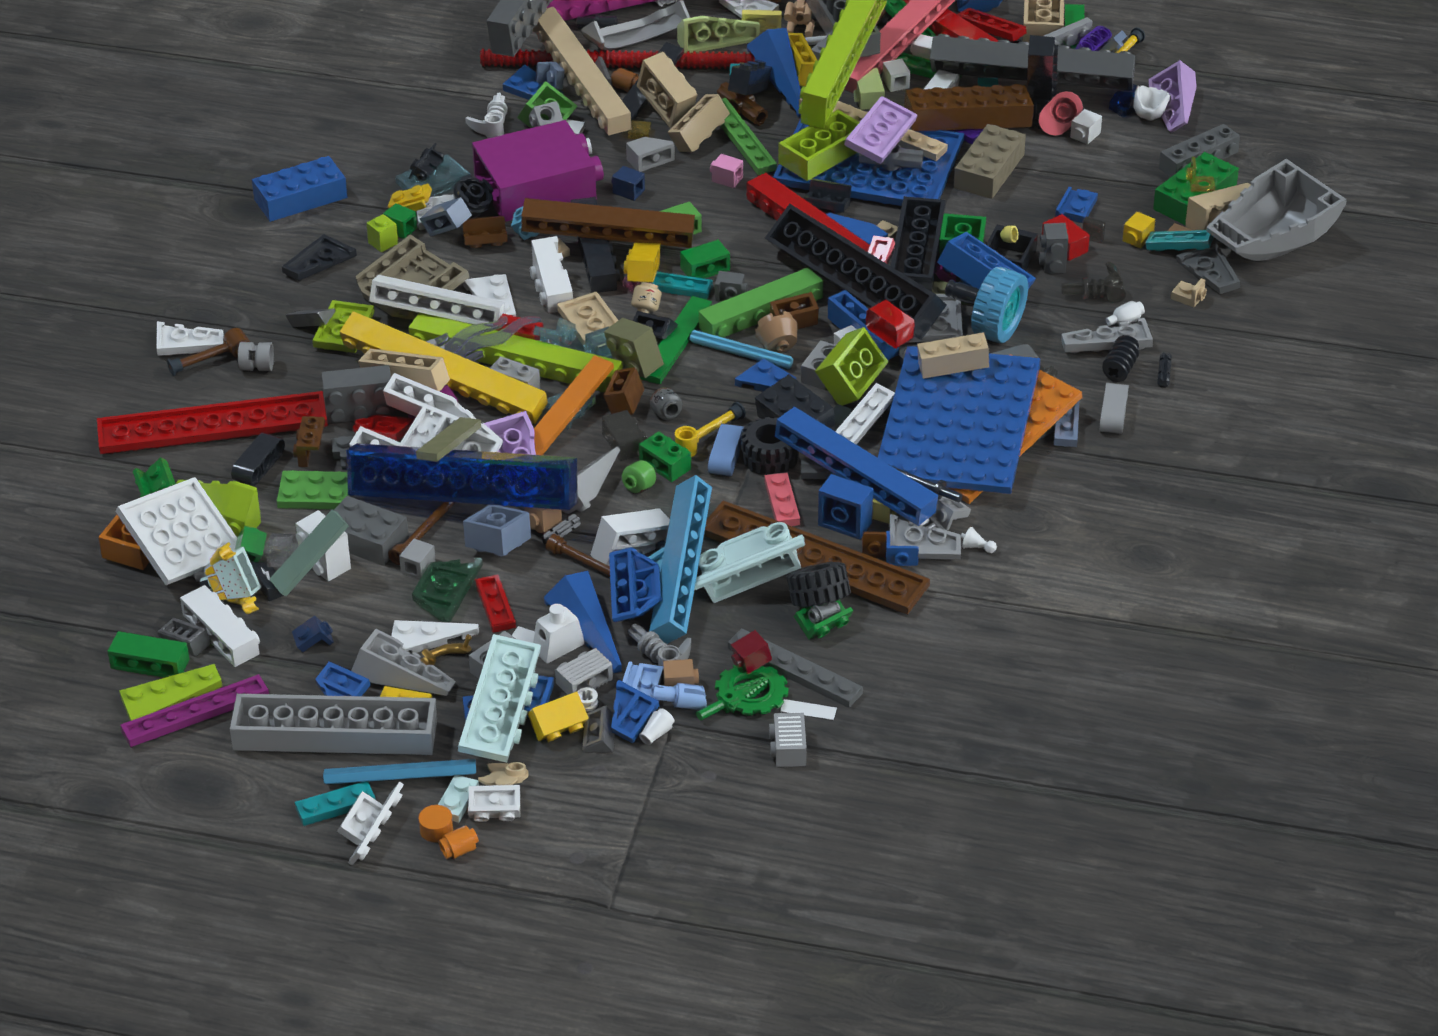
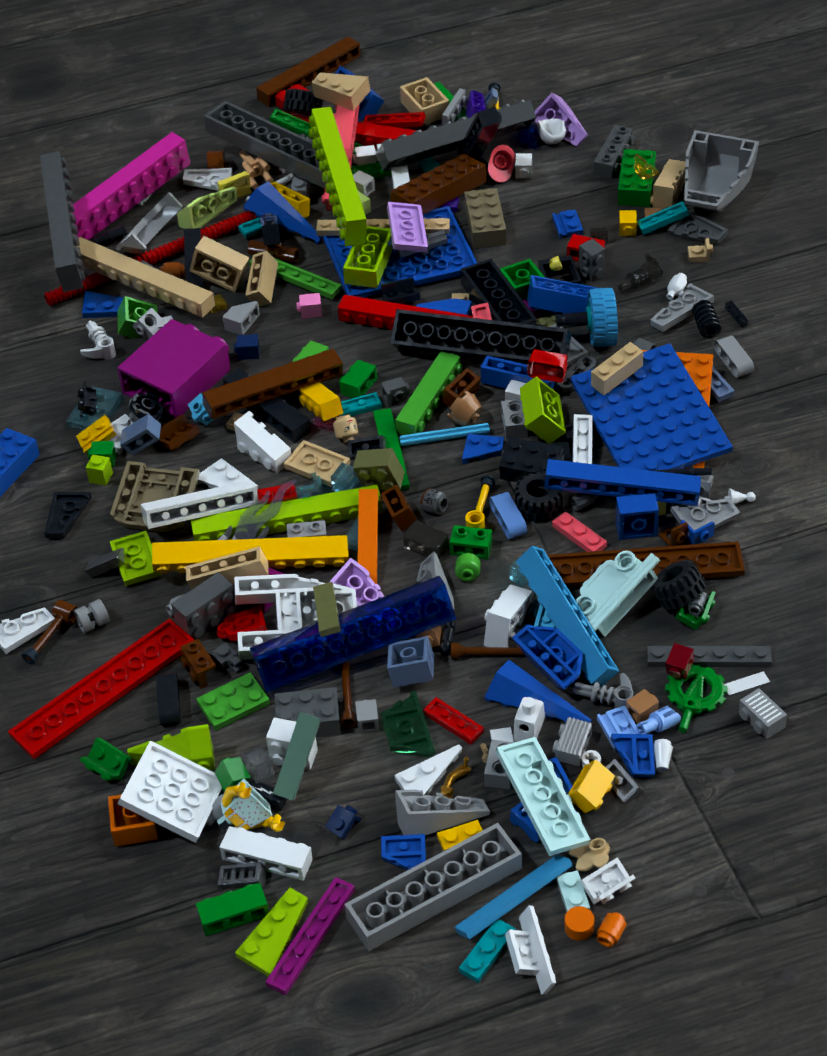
camera: 30 degrees left, 5 degrees up
(551, 73) = (118, 288): sand blue bracket -> none

